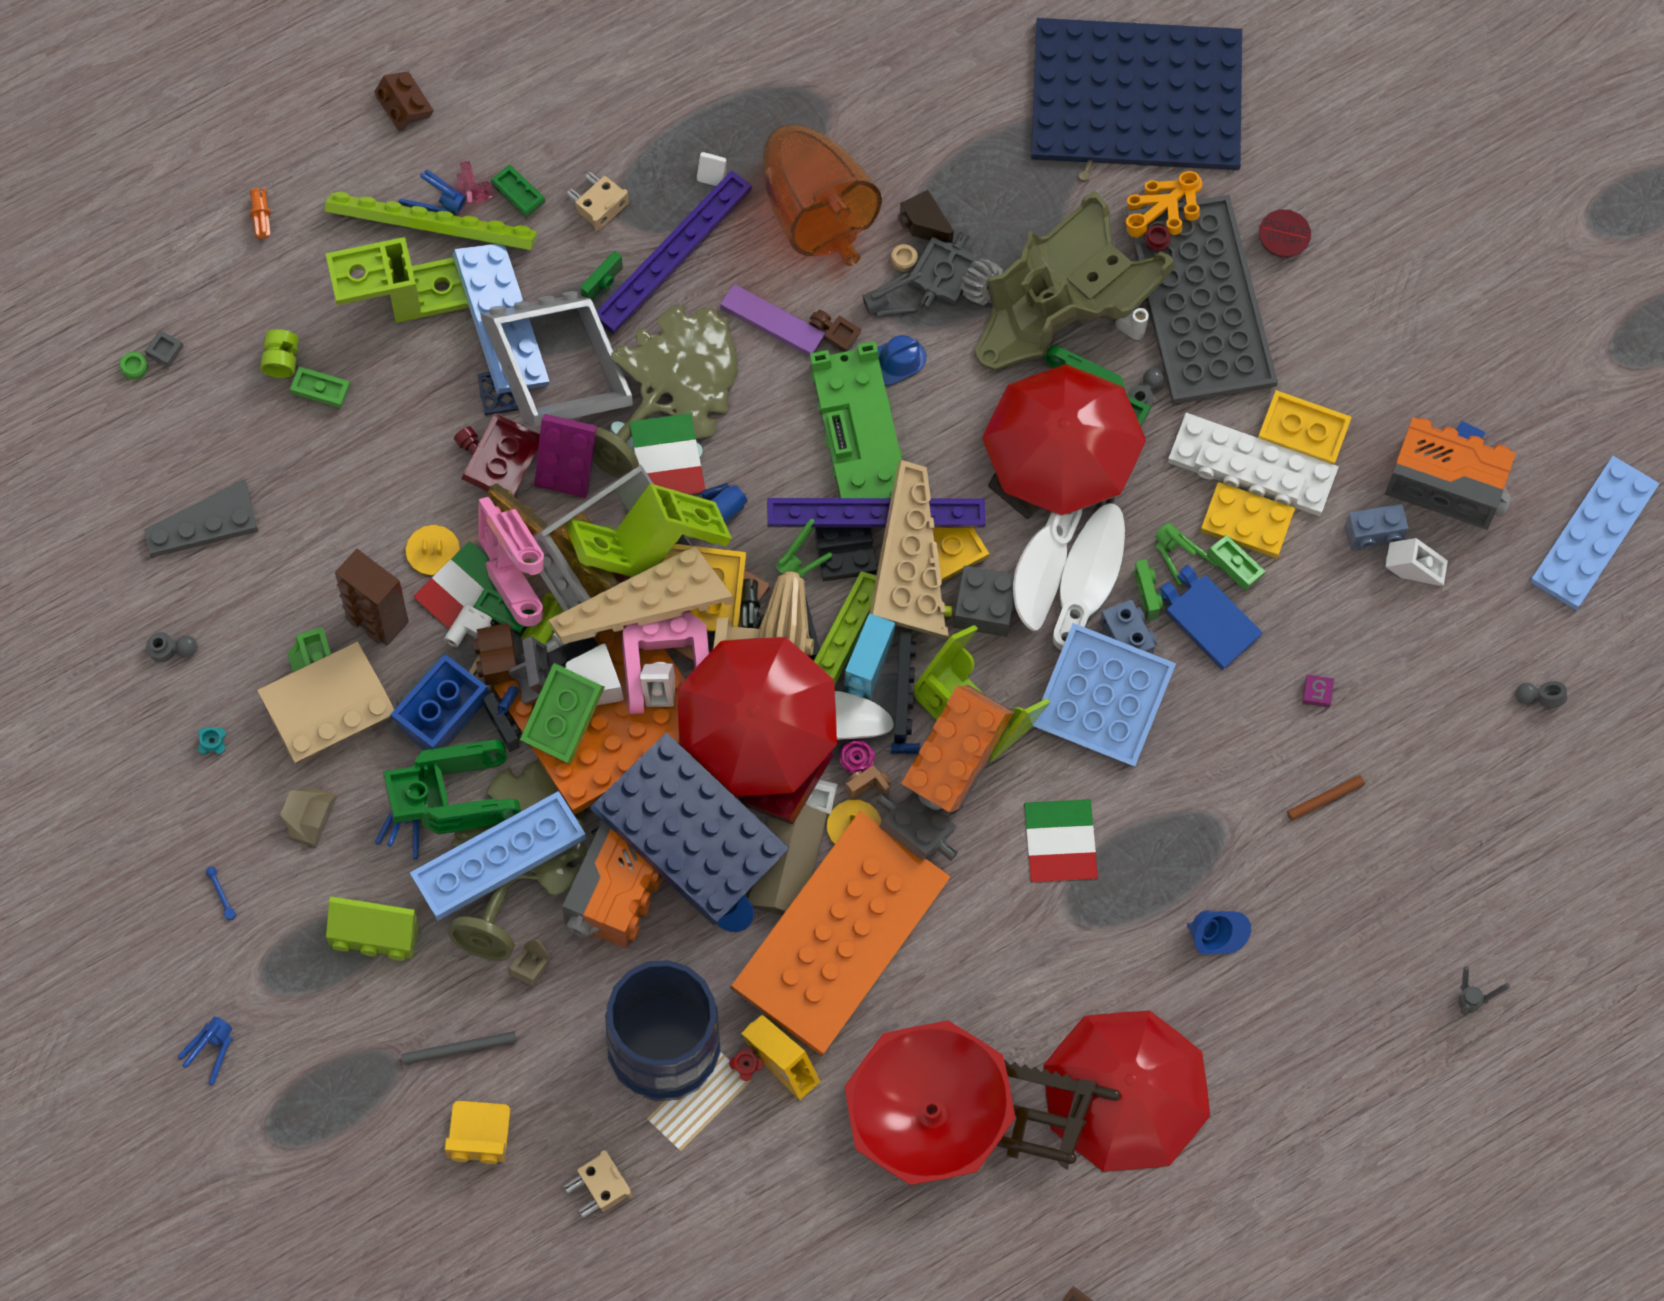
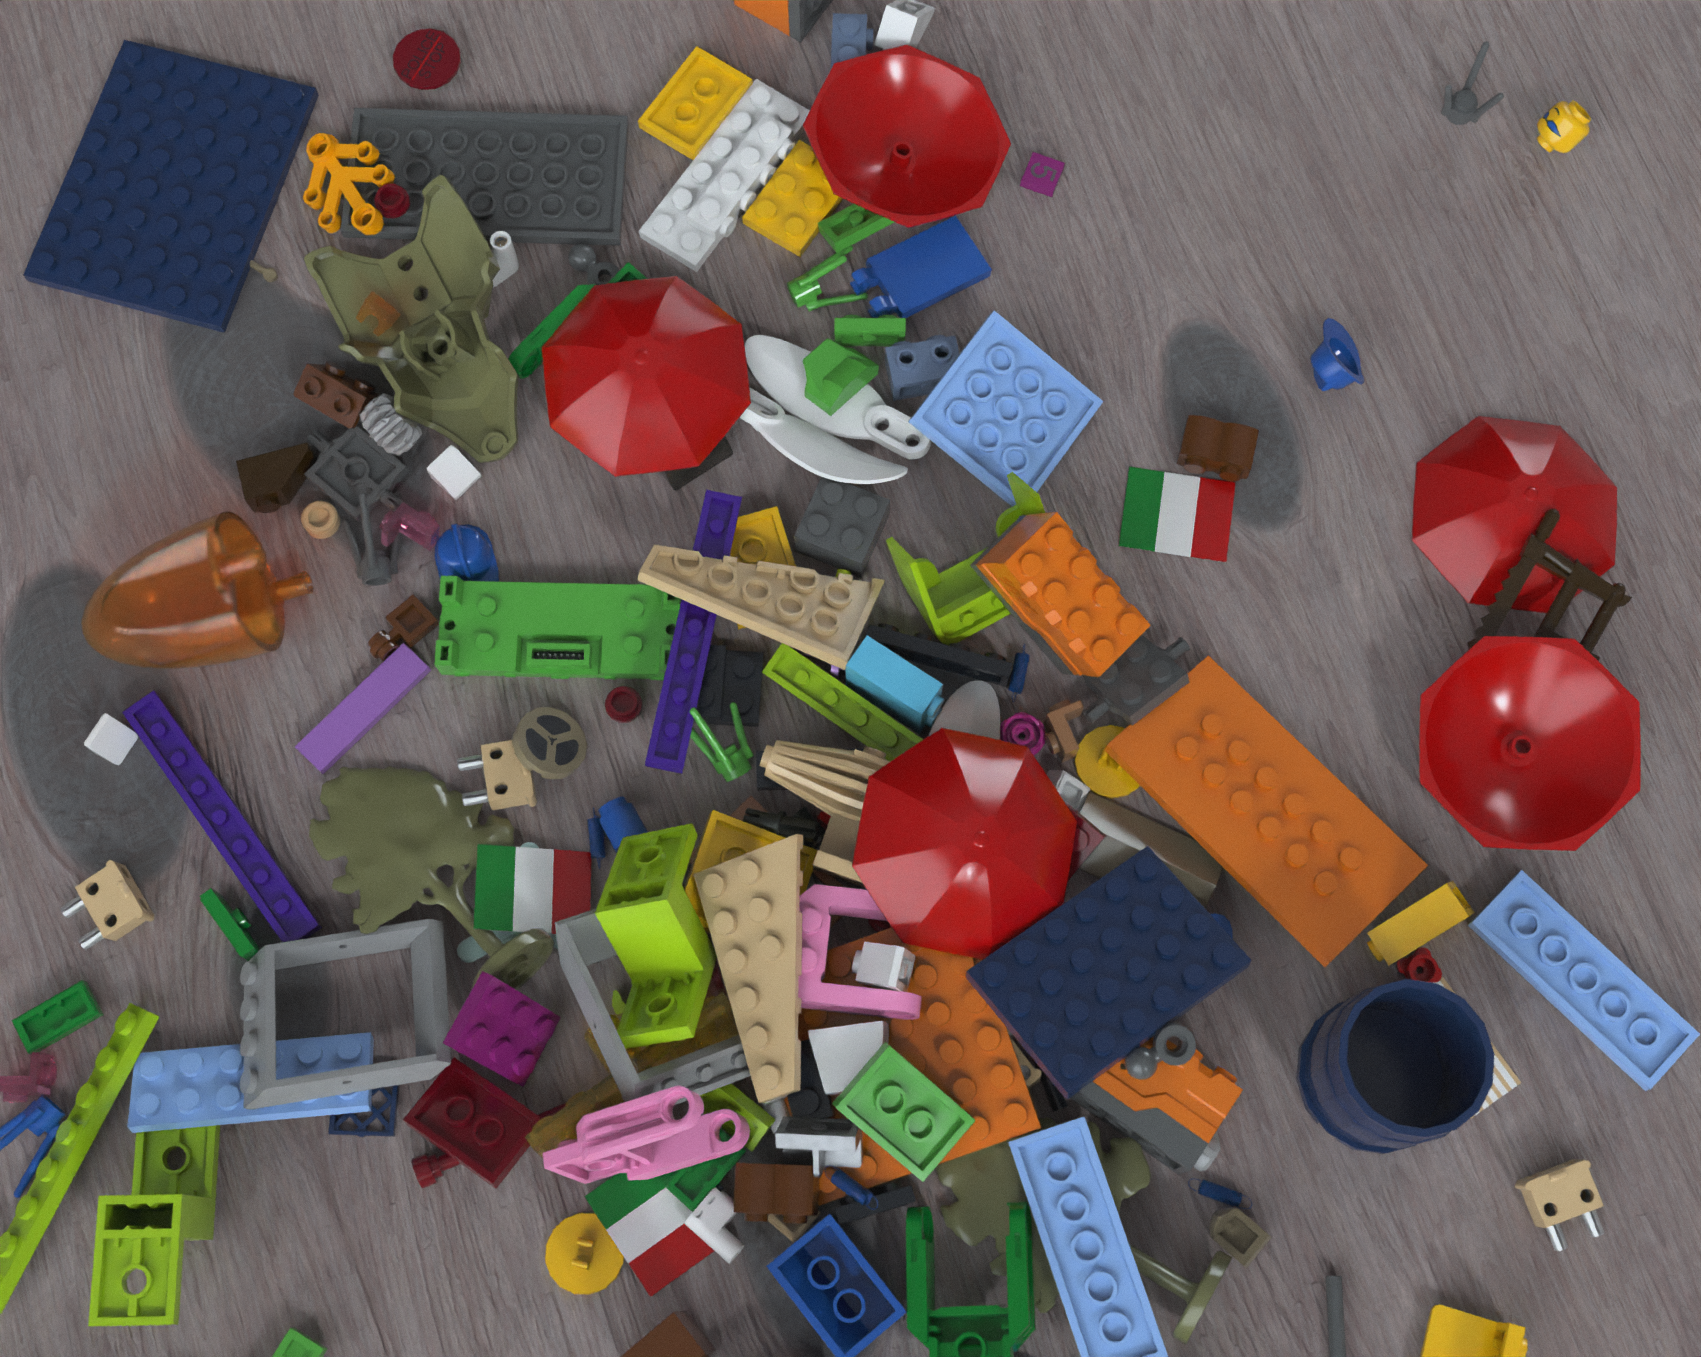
camera: 75 degrees left, 5 degrees up
(556, 952) = (1220, 1193): none -> blue piece
(628, 858) = (1143, 1062): none -> dark grey plate
(745, 421) = (500, 776): none -> tan piece
(764, 1180) = (1584, 980): none -> light blue plate
(773, 442) = (549, 743): none -> dark tan tile
(816, 486) = (623, 704): none -> dark red plate
(913, 319) = (415, 525): none -> clear pink bracket
(961, 334) = (453, 472): none -> white slope
(999, 240) = (334, 393): none -> reddish brown bracket
(1069, 252) = (377, 306): none -> clear orange tile
(1104, 572) = (836, 375): none -> bright green slope
(1119, 855) = (1217, 447): none -> reddish brown brick
(1308, 576) = (907, 136): none -> red piece
(1325, 797) = (1181, 200): dark orange bar -> none
(1470, 1076) = (1563, 127): none -> yellow head

